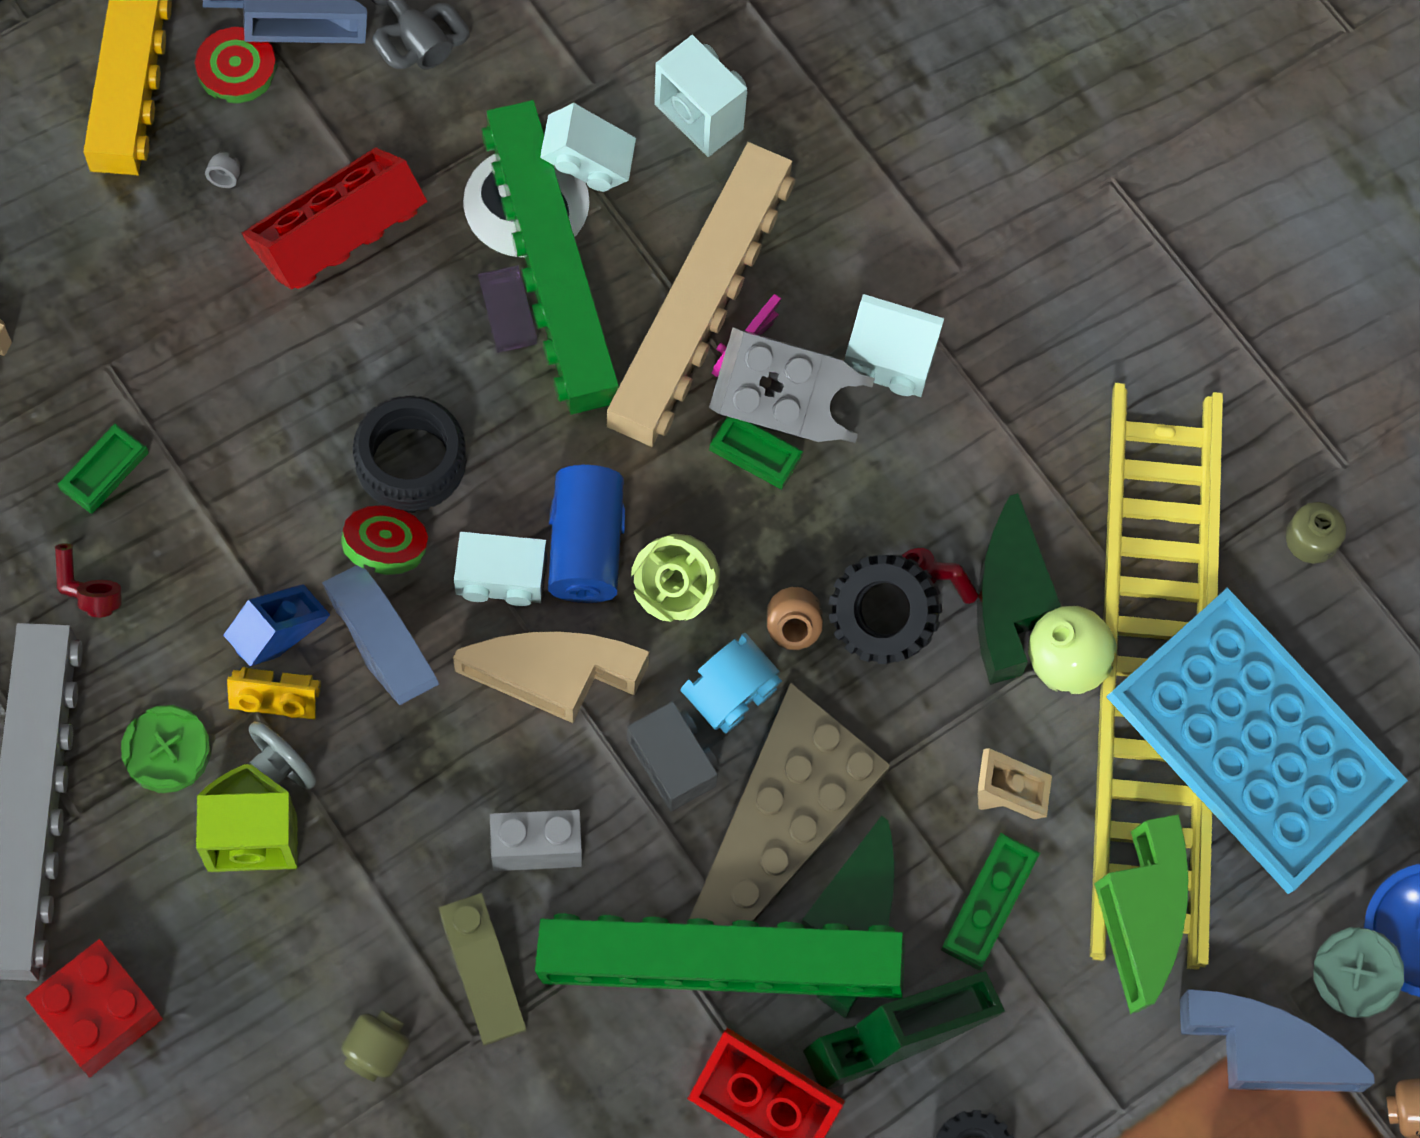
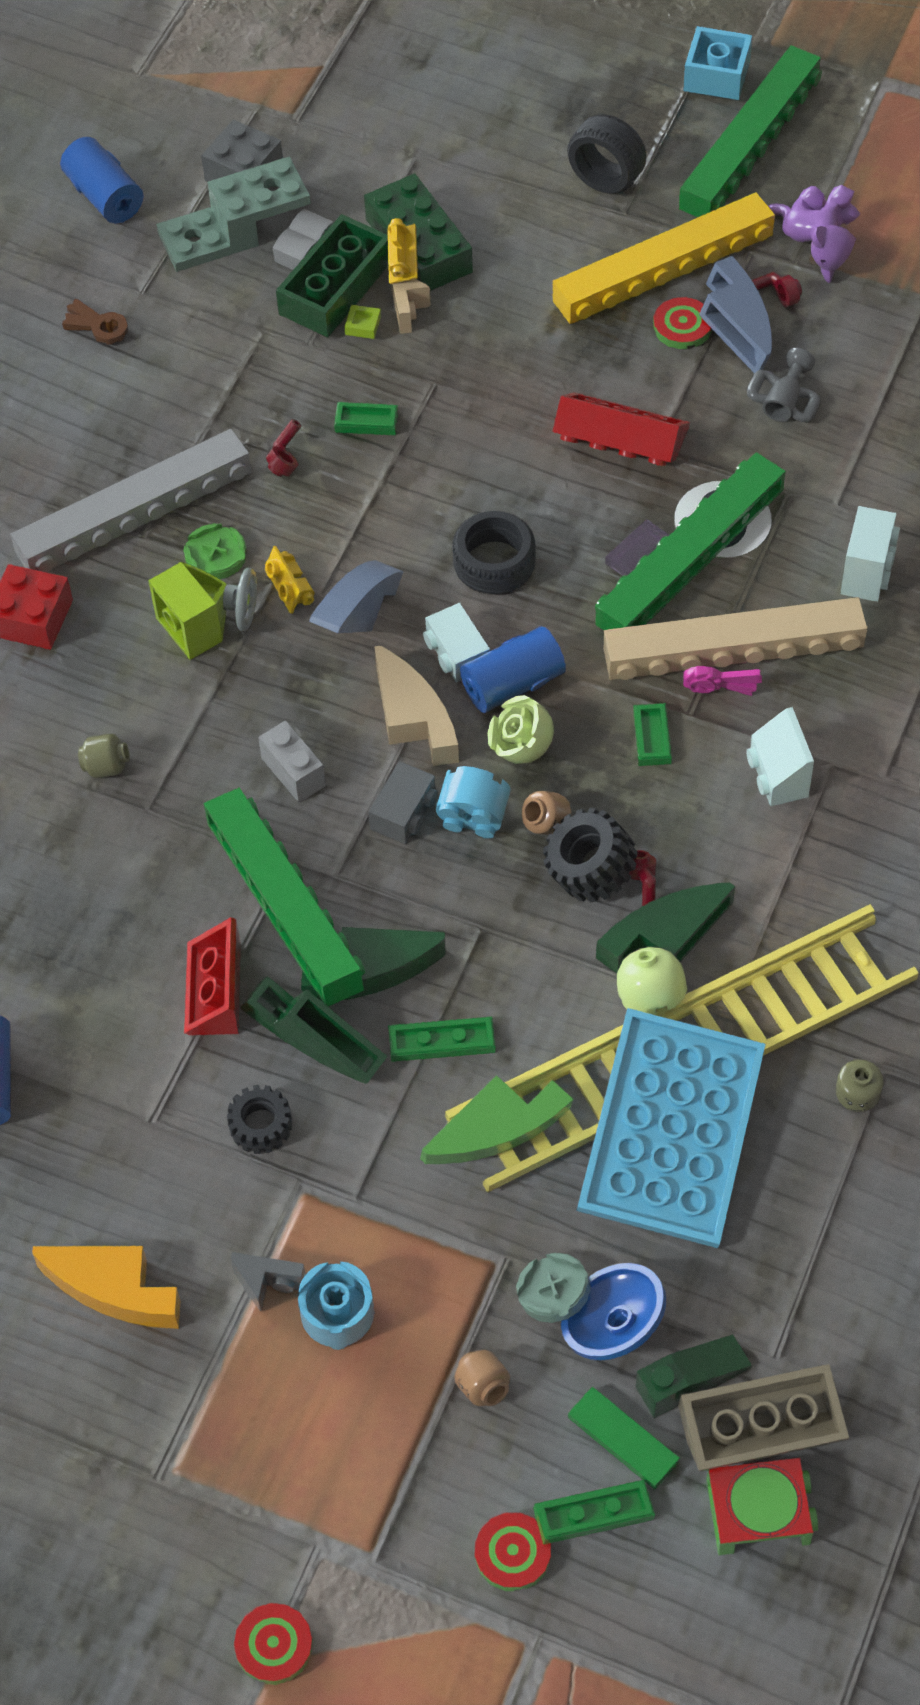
camera: 65 degrees right, 10 degrees down
(223, 170) = (605, 357): light grey hinge -> none
(274, 623) = (329, 550): blue slope -> none
(384, 539) = (427, 572): red tile -> none
(482, 969) = (192, 780): olive slope -> none
(588, 147) = (776, 517): light aqua brick -> none
(794, 801) = (427, 889): dark tan wing -> none
(799, 388) = (704, 723): light grey brick -> none
(1012, 785) = (526, 998): tan slope -> none
(1272, 1046) = (457, 1257): sand blue slope -> none

